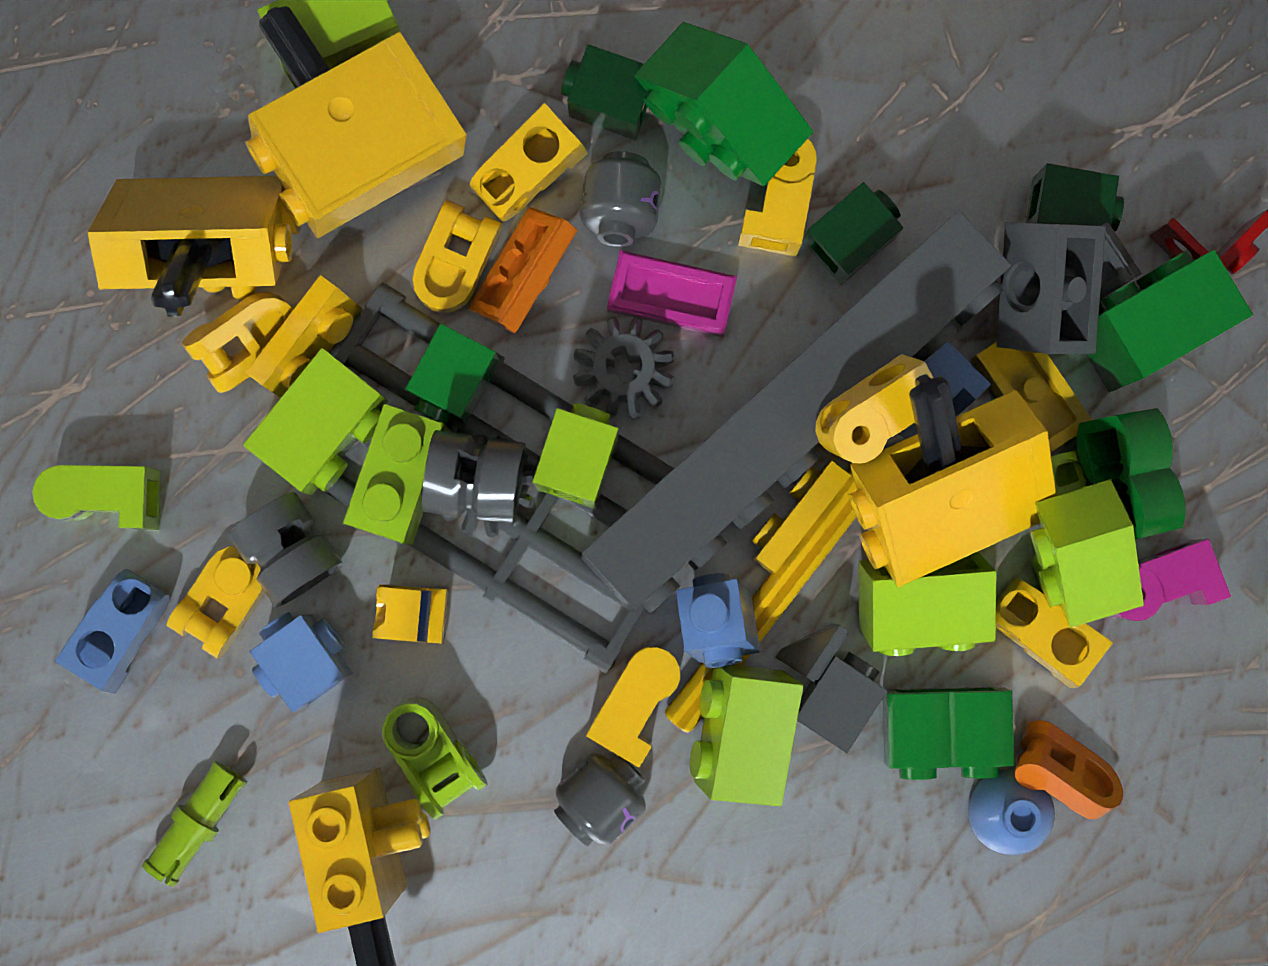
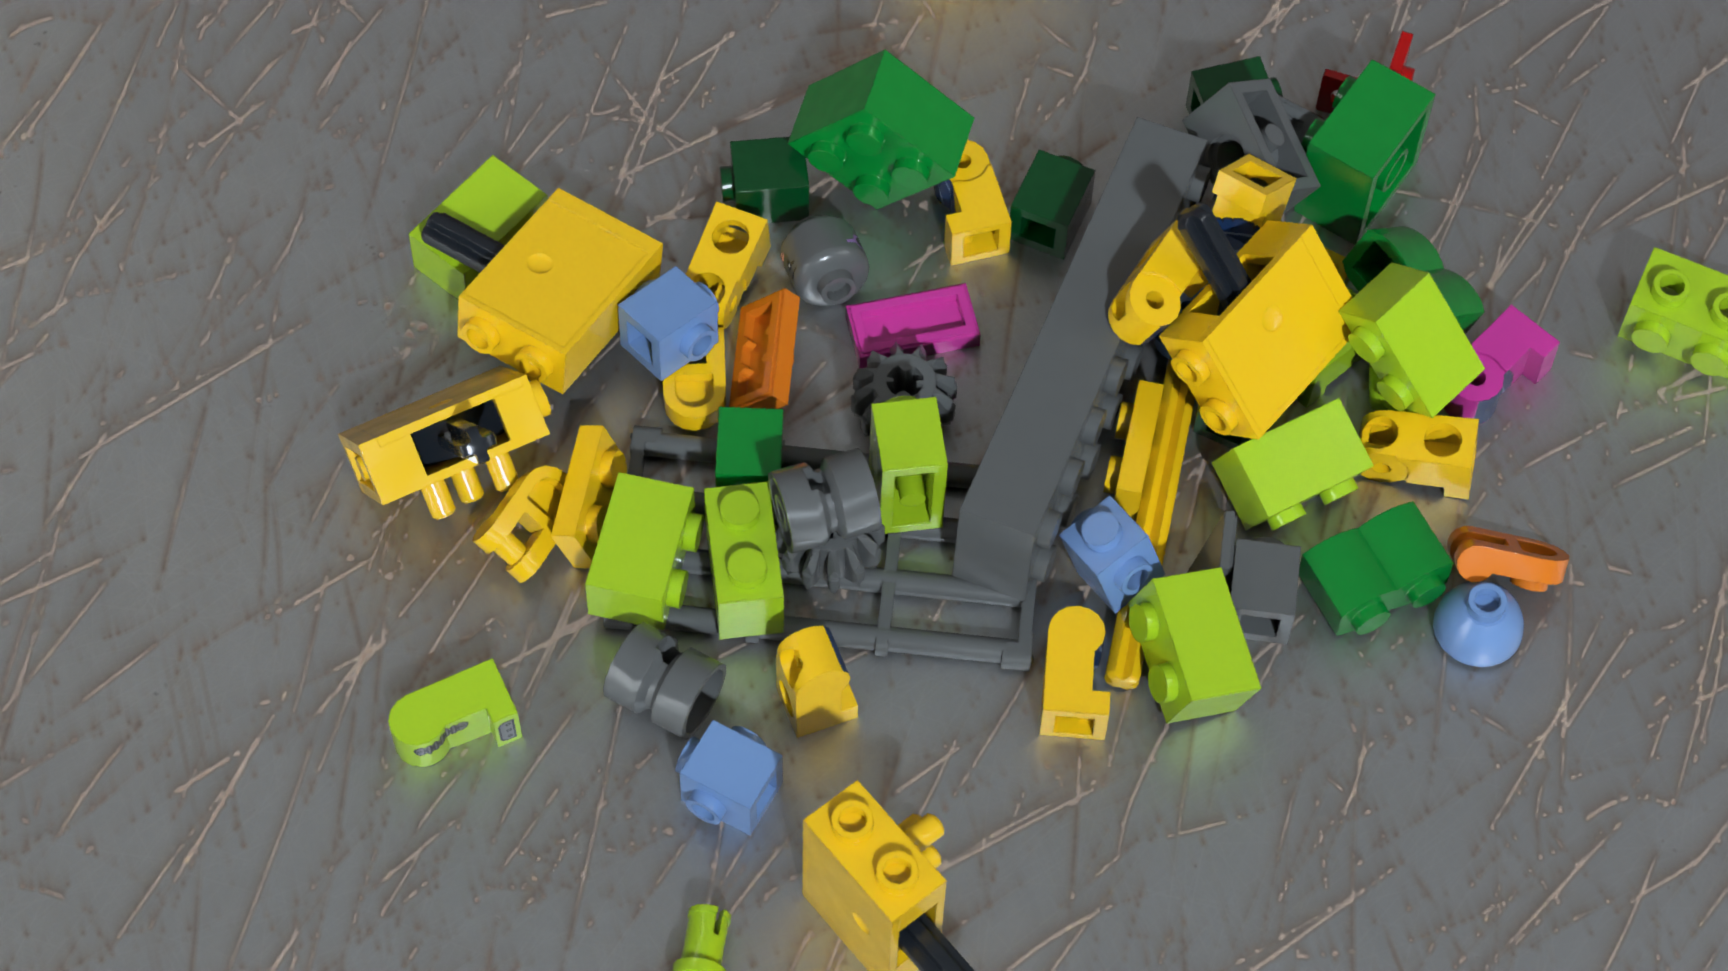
camera: 25 degrees left, 25 degrees down
(114, 631) = (529, 836): medium blue leg -> none
(229, 583) = (623, 745): yellow plate -> none
(432, 759) = (907, 790): lime piece -> none
(444, 210) = (669, 322): none -> medium blue brick
(600, 799) = (1086, 774): dark grey head -> none
(997, 361) = (1245, 205): none -> yellow leg

